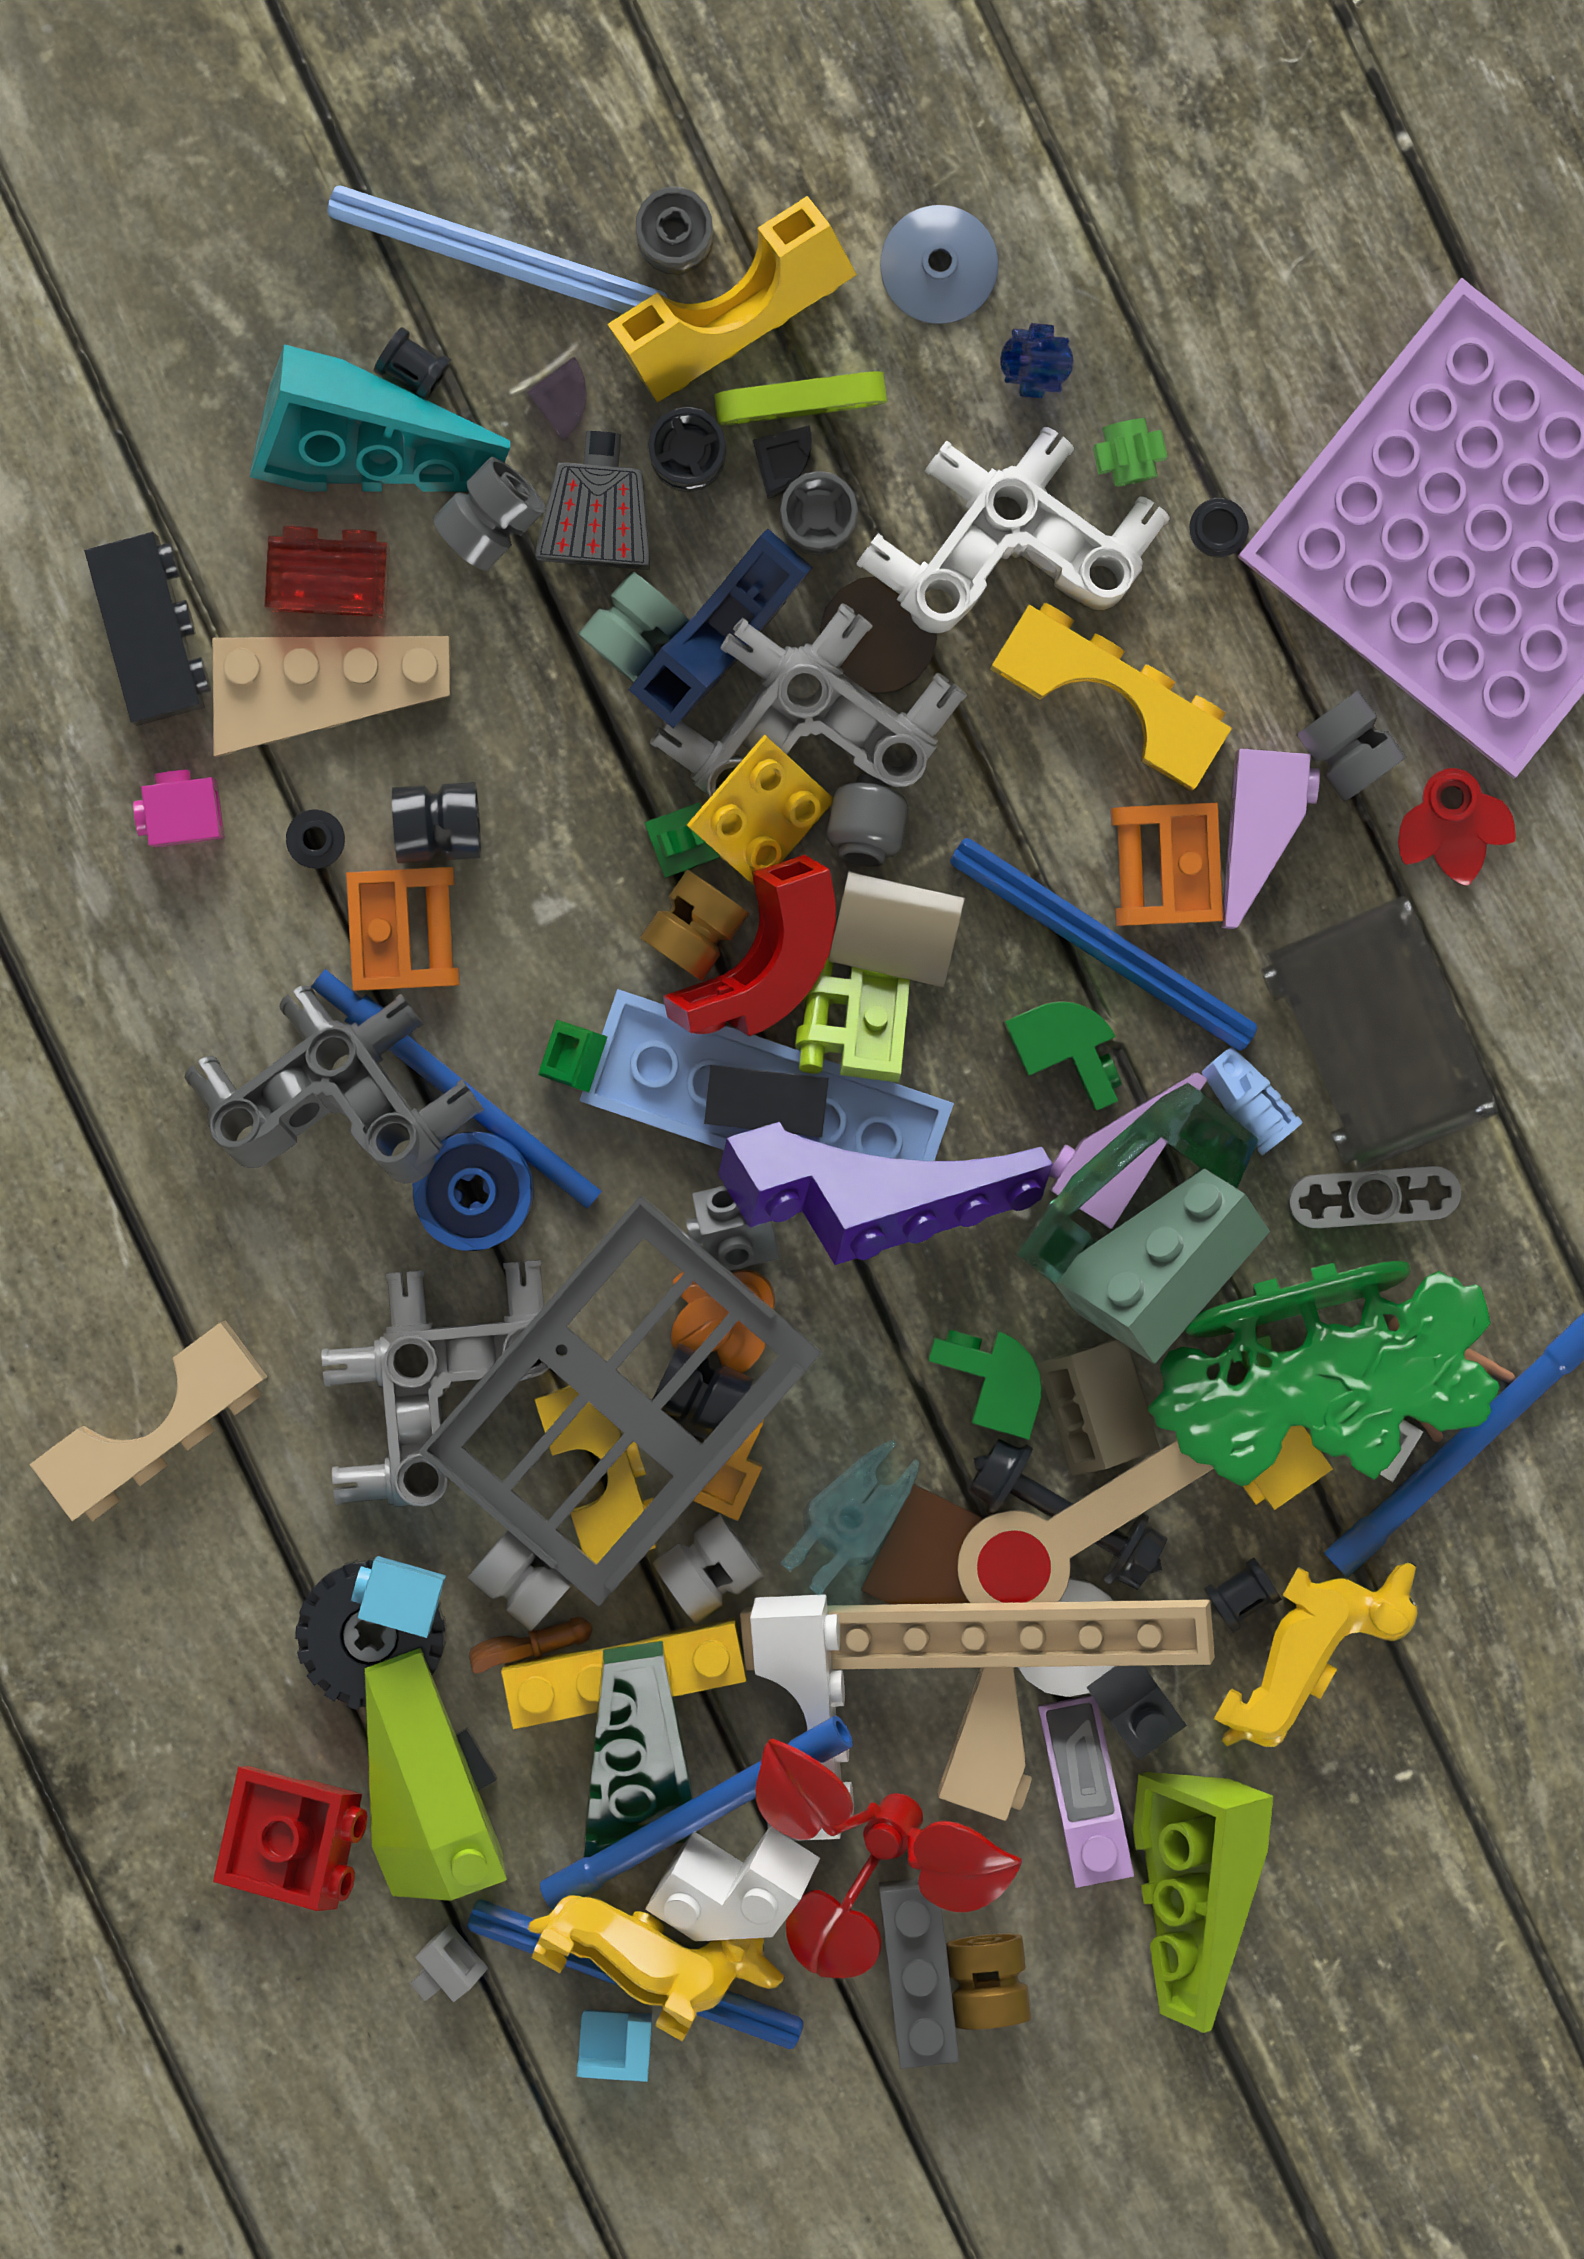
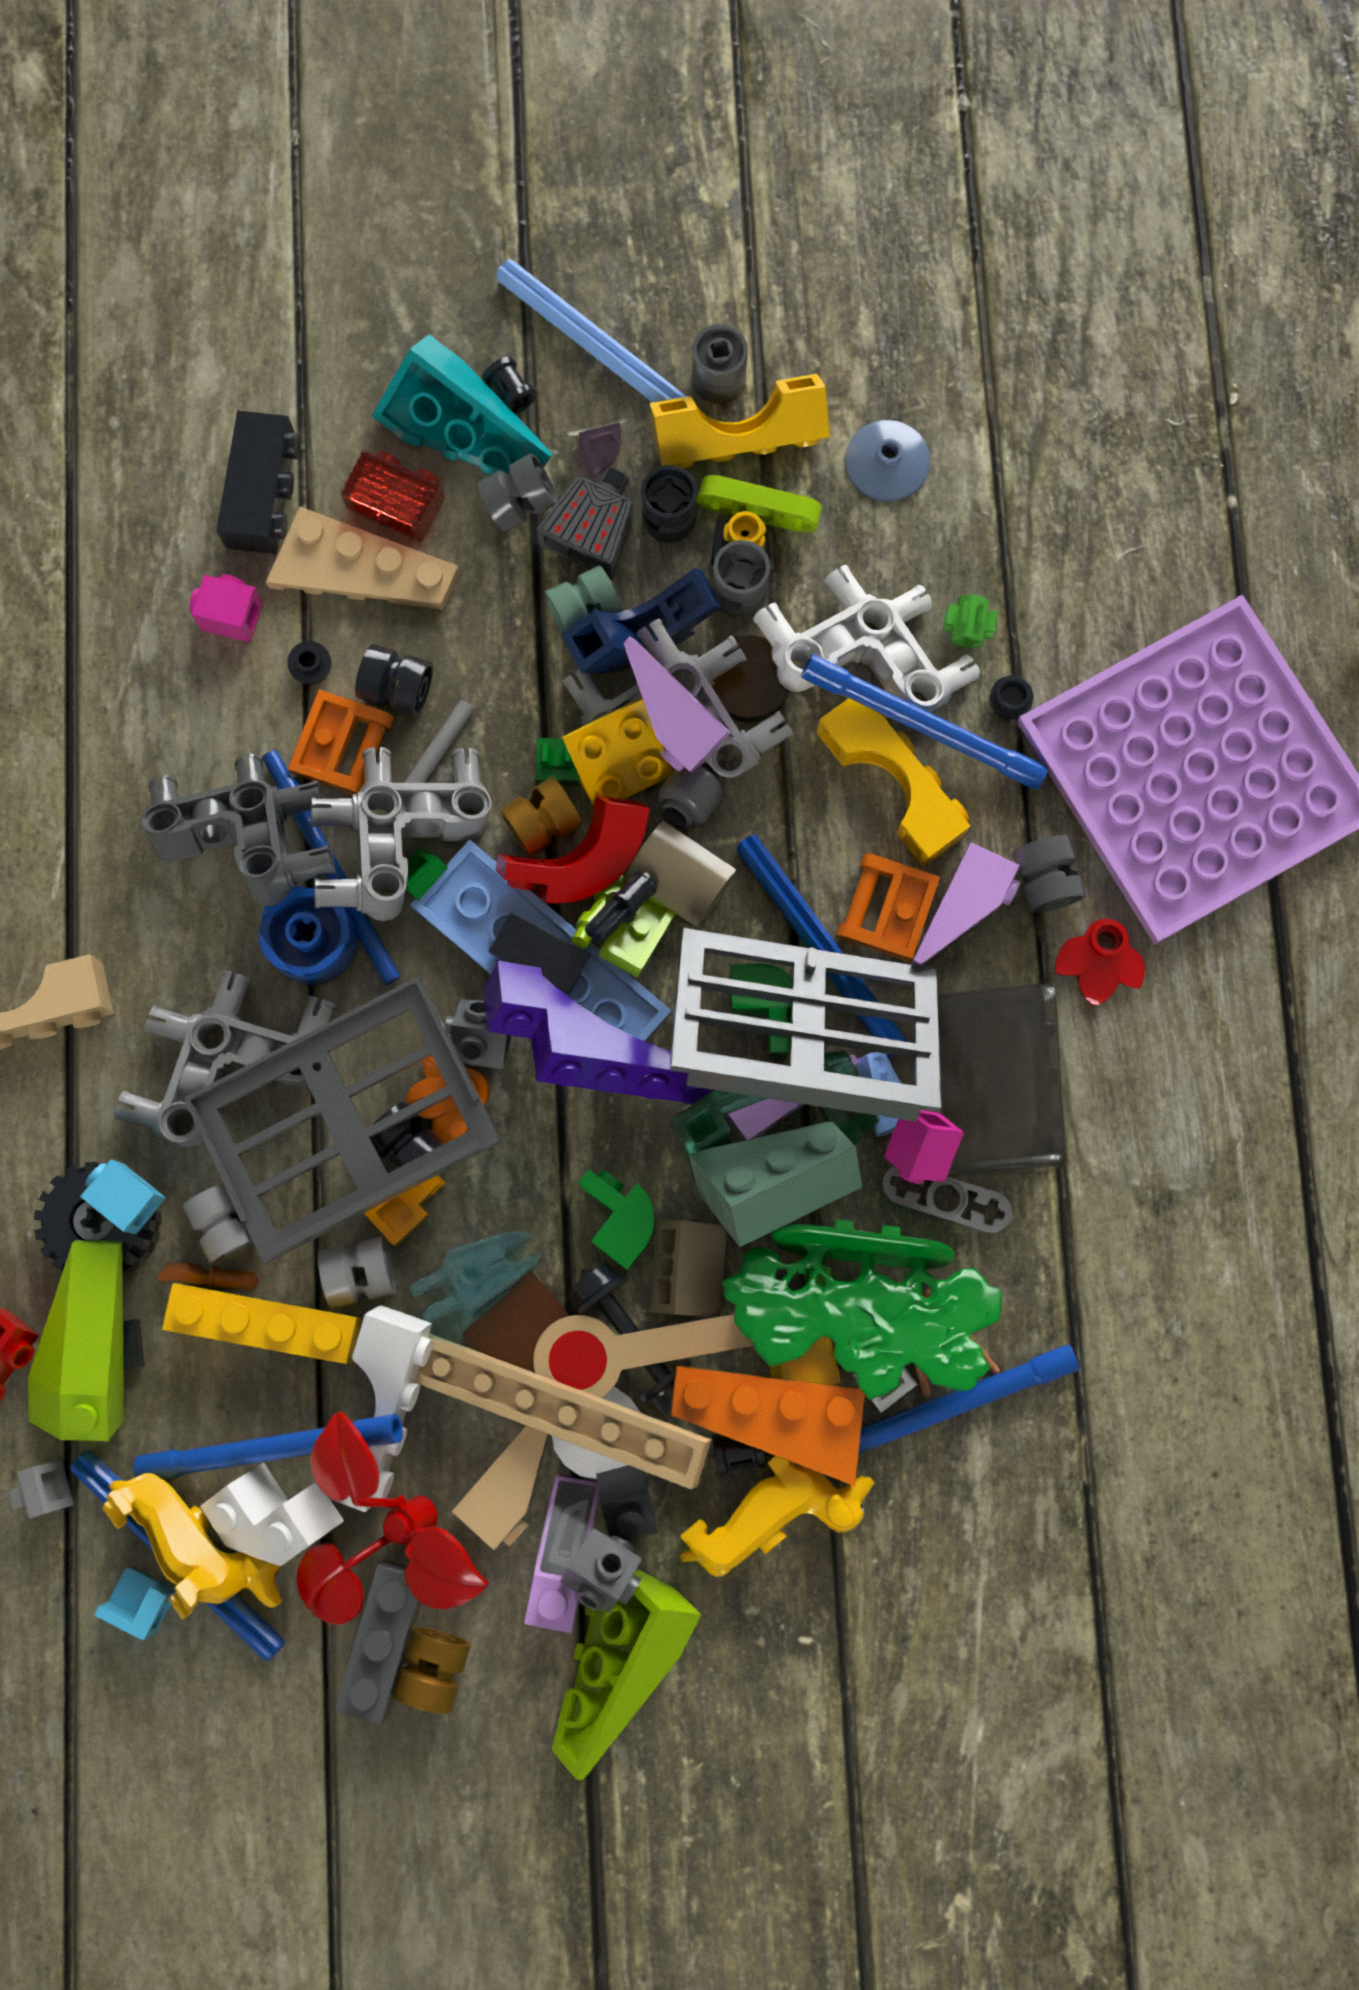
camera: 25 degrees right, 10 degrees down
(515, 1040) = (414, 812): none -> light grey pin
(521, 898) = (441, 743): none -> light grey bar
(608, 1517) = (326, 1178): yellow arch -> none
(637, 1747) = (246, 1380): wing -> none
(793, 434) = (745, 522): none -> yellow plate
(822, 744) = (675, 714): none -> lavender slope
(845, 1007) = (621, 906): none -> black axle
(1004, 614) = (841, 682): none -> blue piece
(1036, 360) = (929, 538): clear blue gear -> none
(1143, 1794) = (603, 1571): none -> dark grey brick
(1156, 1141) = (805, 1077): none -> door
(1284, 1536) = (785, 1417): none -> orange wing
(1323, 1151) = (924, 1147): none -> dark pink brick

